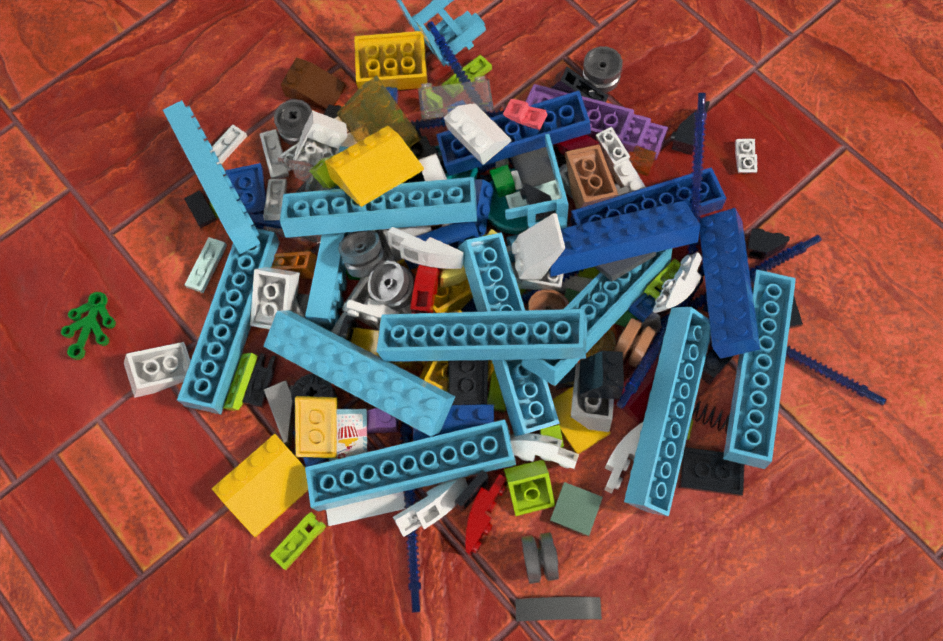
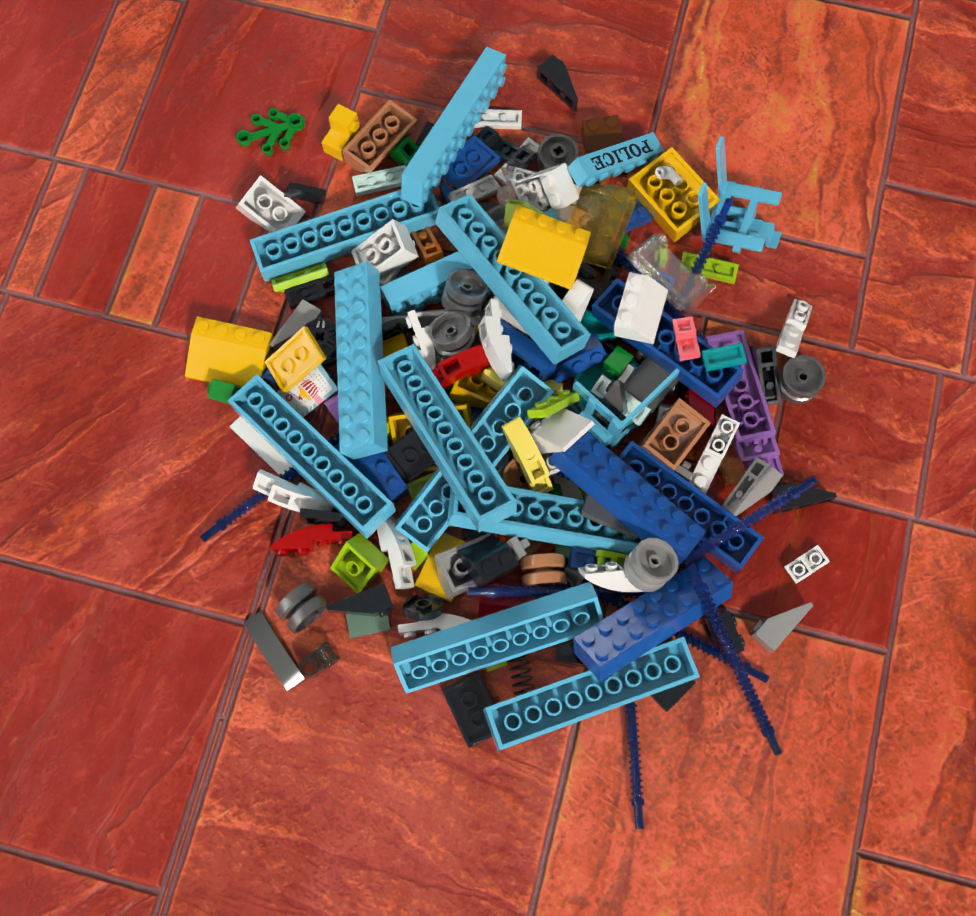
camera: 50 degrees right, 5 degrees up
(140, 267) = (343, 129): none -> yellow brick
(169, 330) = (304, 193): none -> black tile
(170, 242) = (378, 137): none -> nougat slope
(197, 230) = (404, 151): none -> green brick
(228, 82) = (556, 78): none -> black slope
(262, 154) = (507, 151): none -> black slope
(295, 509) = (222, 390): none -> green brick
(297, 541) = (200, 410): lime plate -> none
(335, 79) = (615, 160): none -> medium azure brick
(374, 50) = (667, 172): none -> white arm
(513, 239) = (553, 404): none -> lime plate
(538, 286) = (527, 455): none -> light yellow slope
(557, 50) = (793, 328): none -> white slope
(560, 97) = (723, 357): none -> teal tile
(572, 497) = (367, 603): none -> black slope
(593, 571) = (320, 660): none -> clear smoke piece
(603, 456) = (424, 607): none -> black tile
(606, 344) = (518, 547): none -> light grey tile
(666, 151) = (753, 486): none -> light grey slope
(688, 253) = (651, 564): none -> light grey wheel
(784, 208) = (775, 629): none -> light grey slope
(791, 244) = (767, 729): none -> clear blue hose

